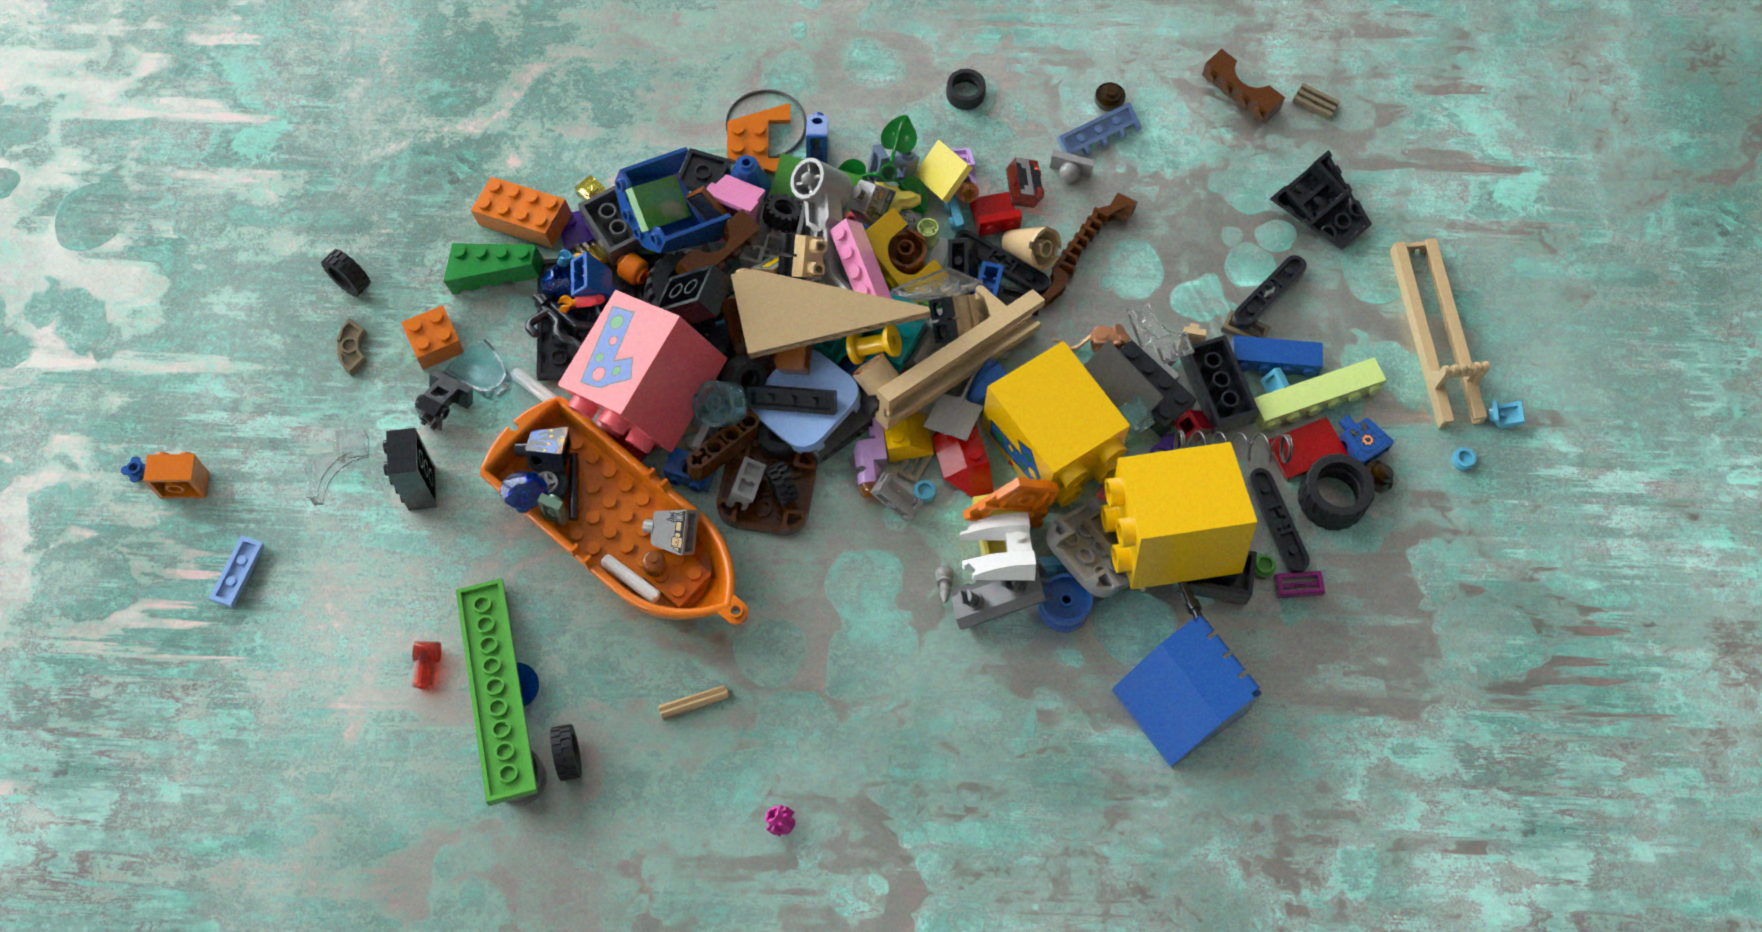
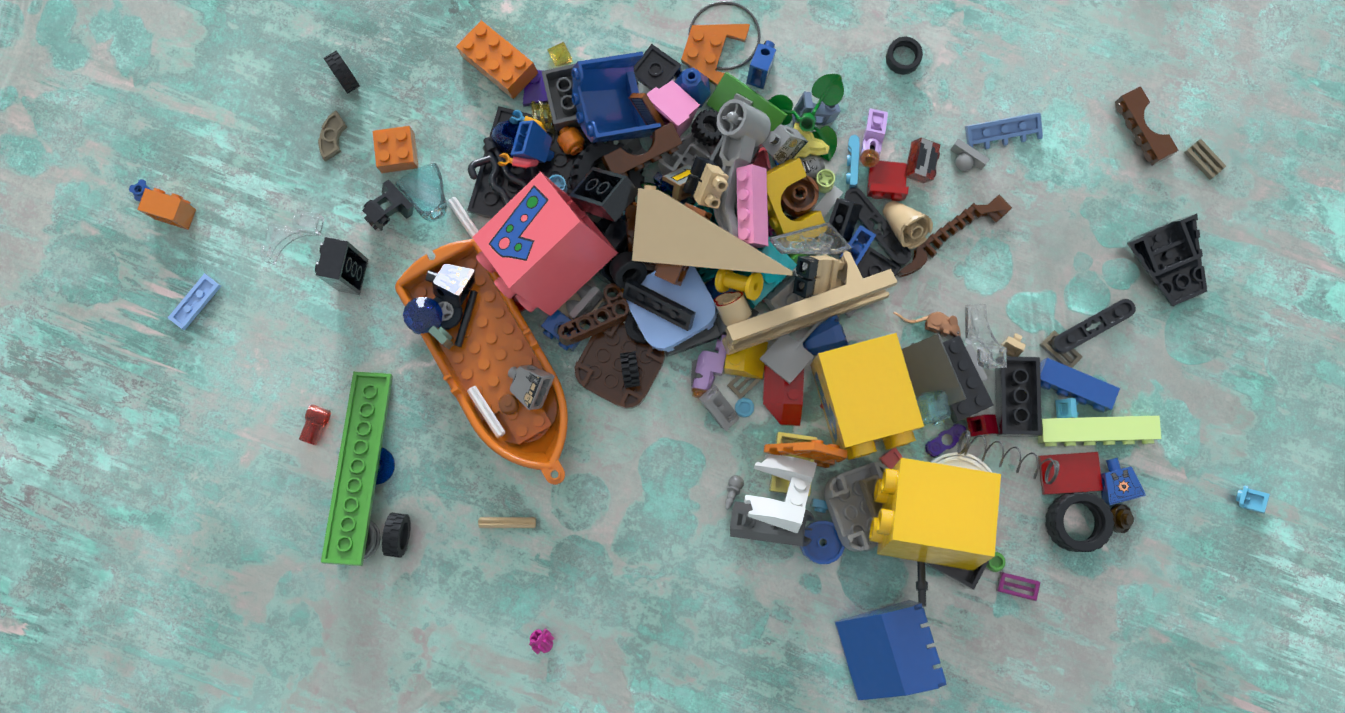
camera: 25 degrees right, 15 degrees up
(490, 264) = (455, 99): green wedge -> none
(658, 203) = (604, 95): bright green tile -> none
(720, 403) = (599, 291): clear light blue brick -> none
(746, 483) = (602, 359): light grey hinge -> none
(943, 171) = (855, 131): light yellow tile -> none
(1109, 96) = (1025, 100): dark brown plate -> none
(1271, 502) = (1022, 548): black piece -> none
(1435, 378) = (1234, 456): tan piece -> none
(1464, 458) = (1199, 524): medium azure tile -> none

